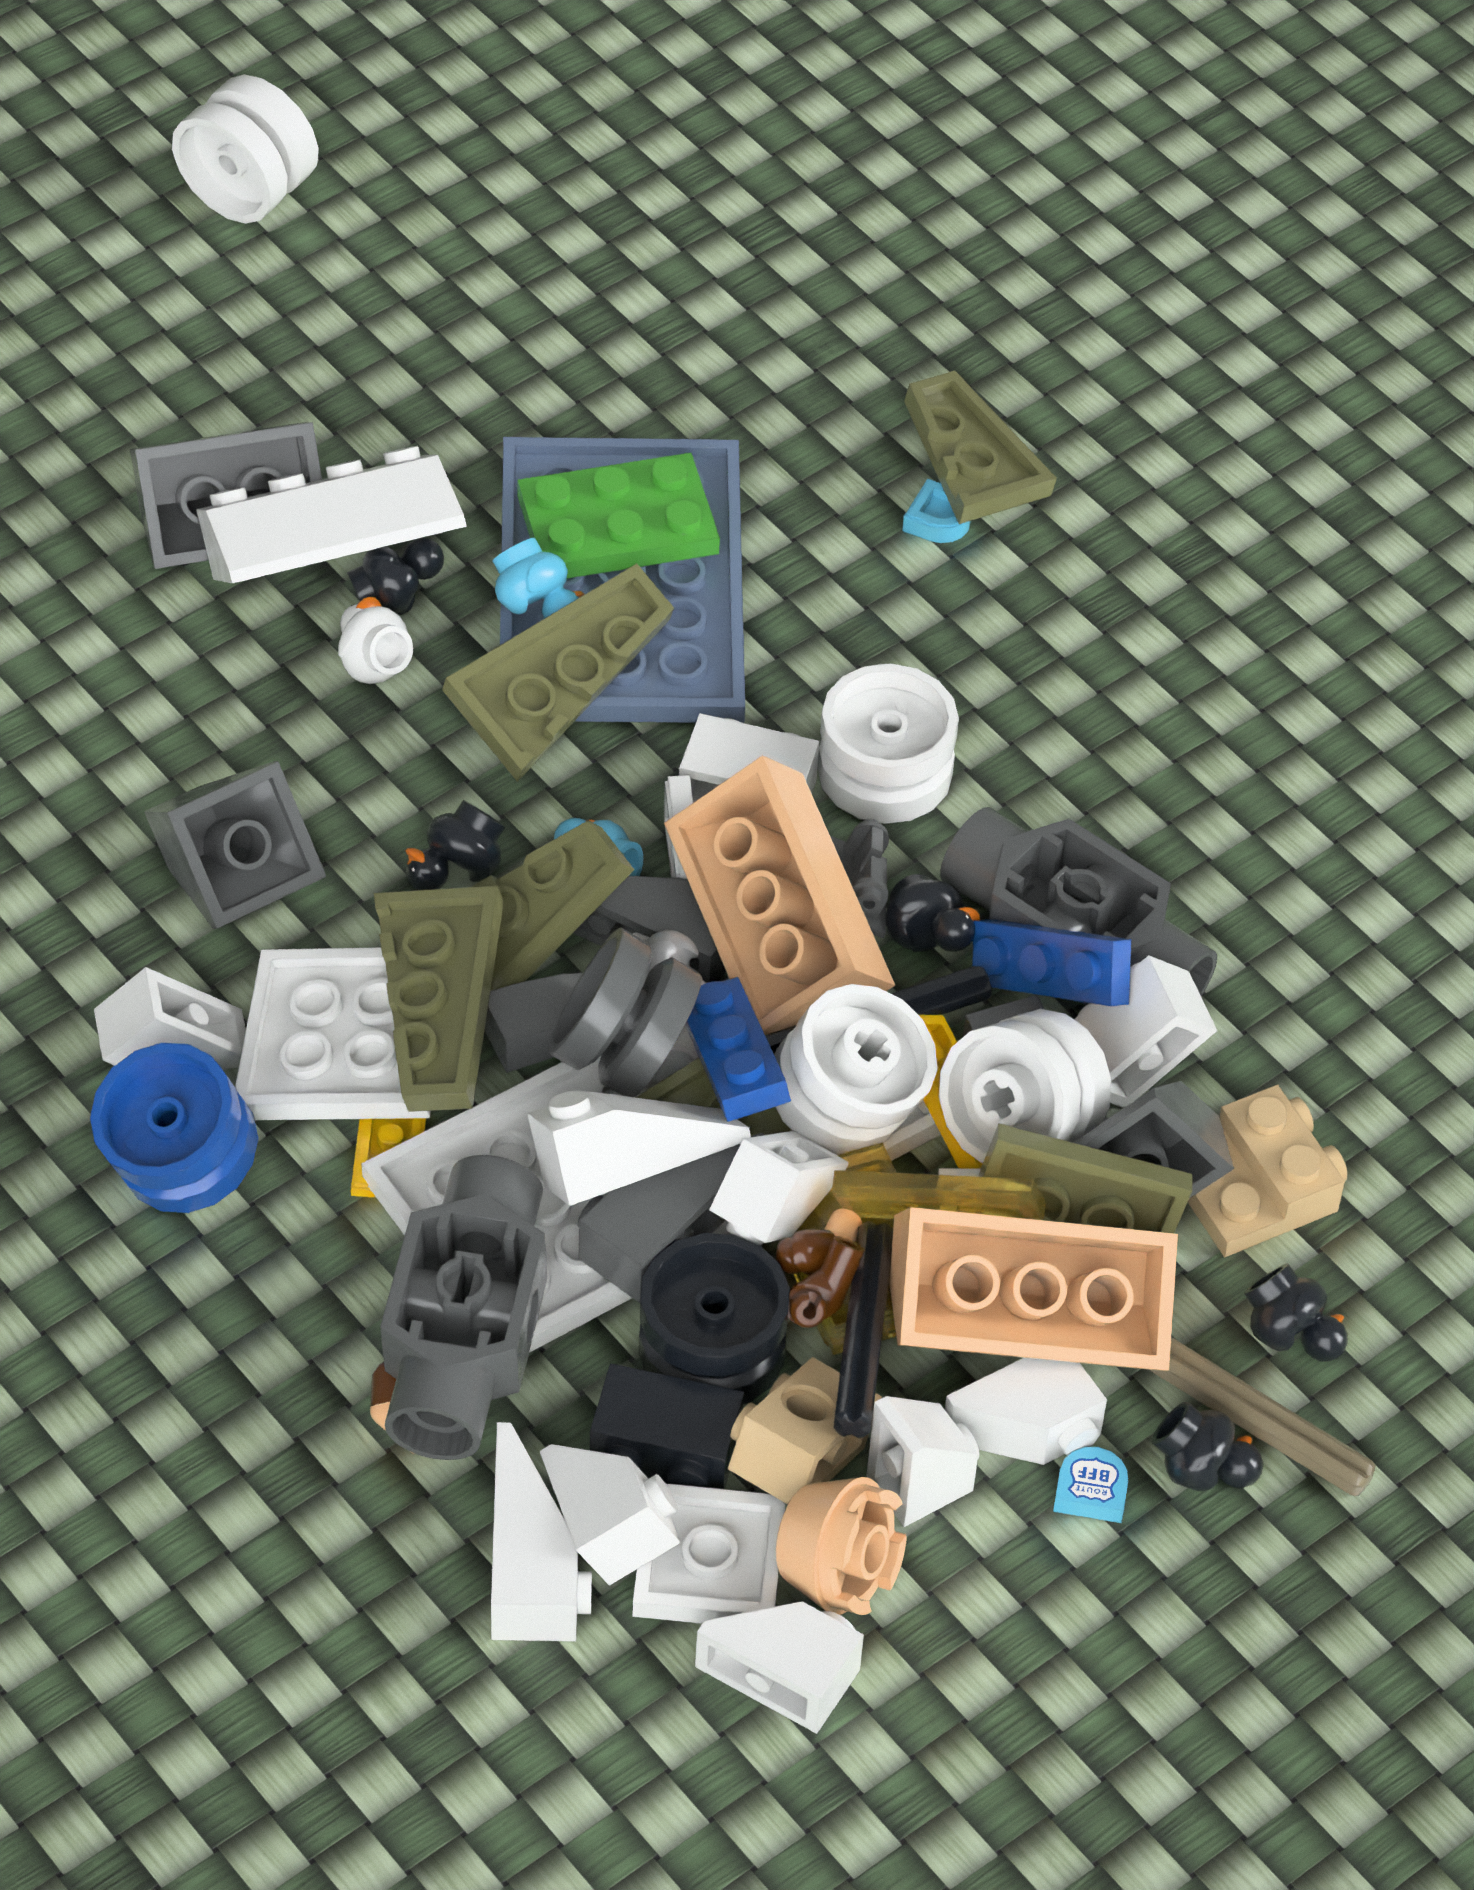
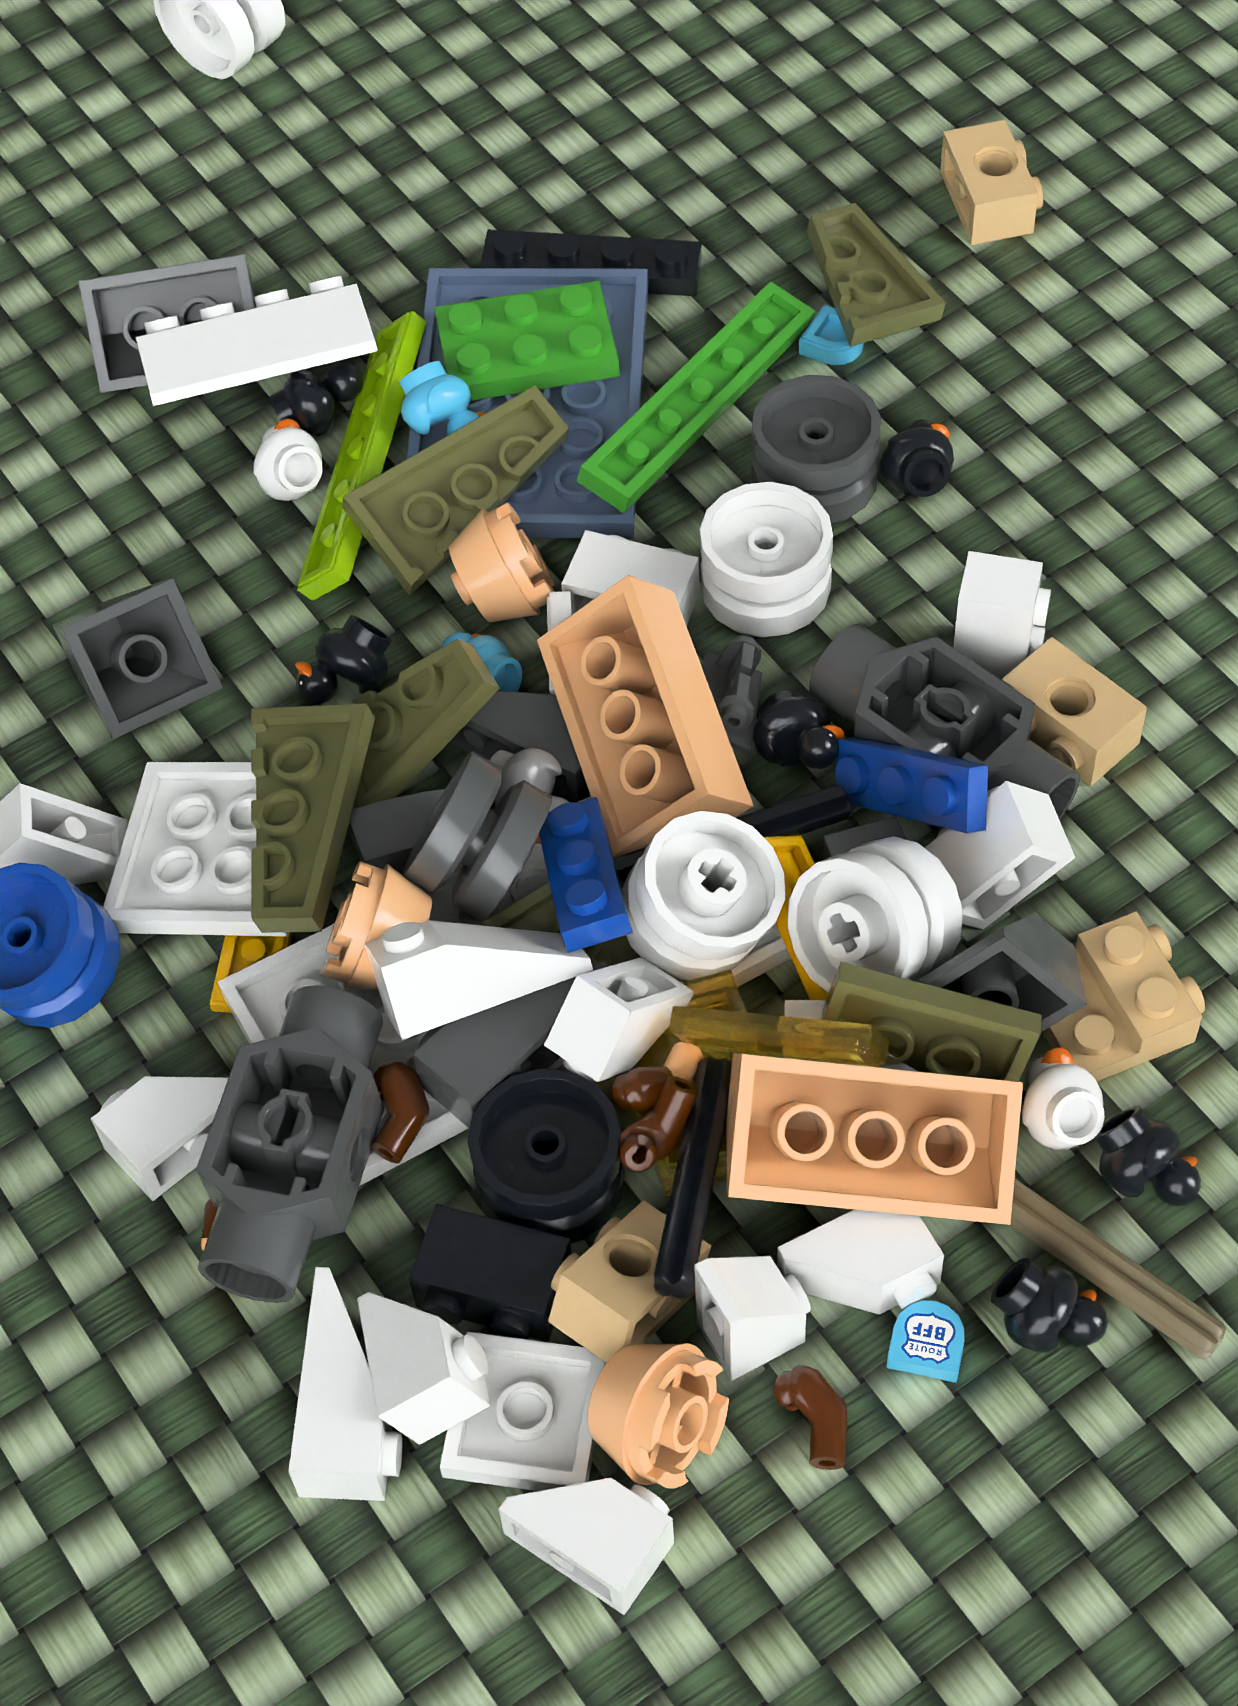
camera: 10 degrees right, 5 degrees up
(324, 1302) = (159, 1128): none -> white slope
(450, 637) = (361, 454): none -> lime tile
(524, 1086) = (370, 910): none -> light nougat cone
(571, 1280) = (407, 1109): none -> reddish brown arm
(612, 751) = (499, 567): none -> light nougat cone
(761, 432) = (670, 263): none -> black plate
(802, 575) = (695, 397): none -> bright green plate
(936, 619) = (819, 439): none -> dark grey wheel
(982, 1530) = (825, 1409): none -> reddish brown arm
(1037, 641) = (918, 459): none -> black animal
(1096, 349) = (990, 182): none -> tan brick
(1129, 796) = (998, 611): none -> white brick
(1212, 1264) = (1062, 1102): none -> white animal
(1213, 892) = (1077, 710): none -> tan brick

